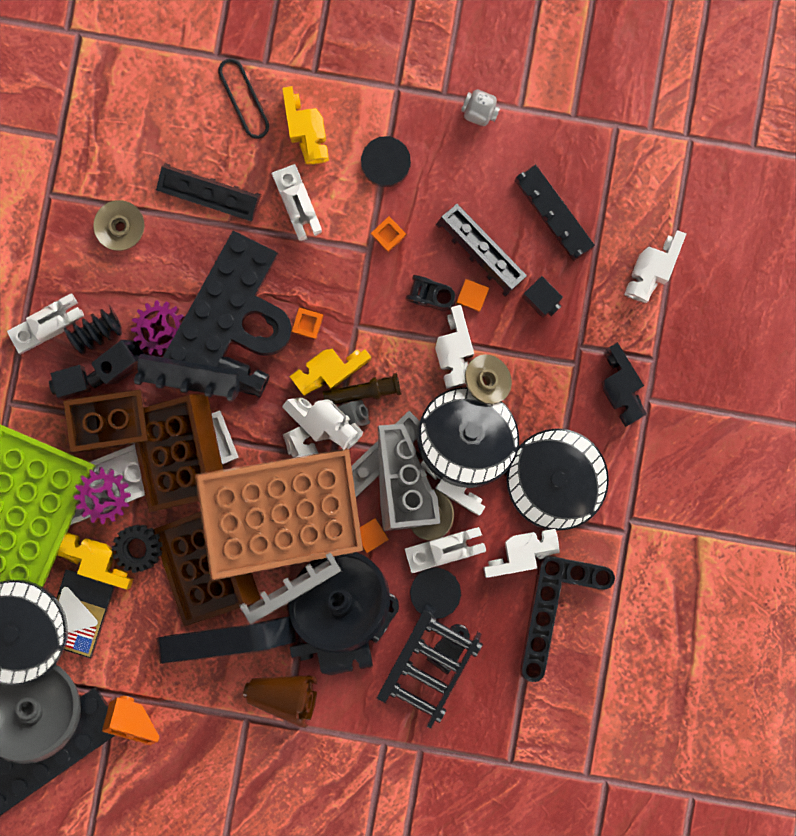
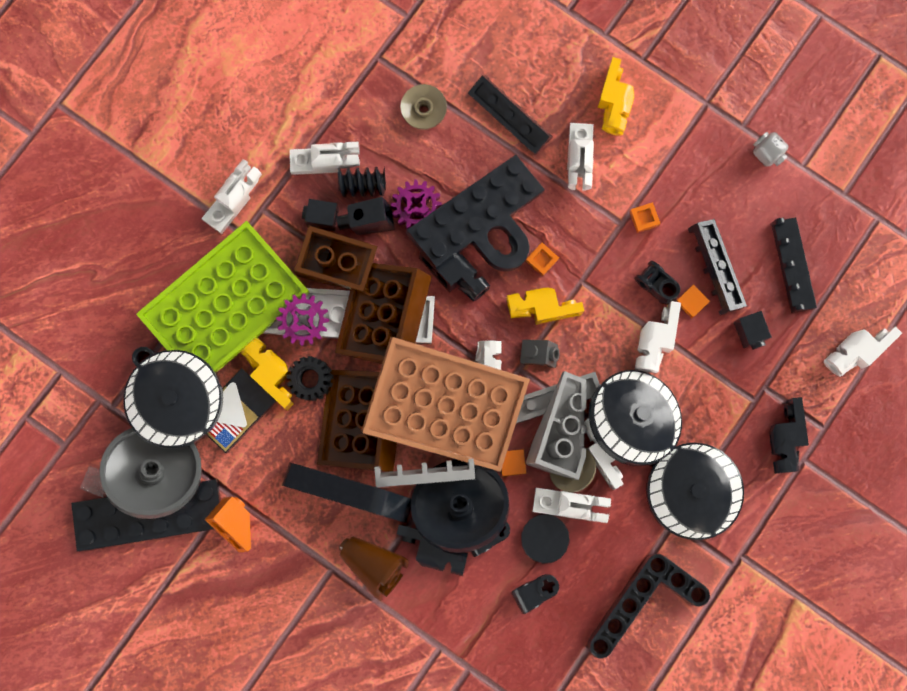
camera: 25 degrees right, 5 degrees down
(187, 376) = (423, 253): black hinge -> none
(234, 102) = (565, 53): black piece -> none
(323, 421) = (519, 346): white plate -> none
(374, 388) = (574, 339): dark brown pin -> none
(385, 161) = (669, 157): black tile -> none
(416, 645) = (509, 575): black fence -> none
(496, 376) = (681, 375): dark tan dish -> none
(522, 551) = (637, 539): white plate -> none

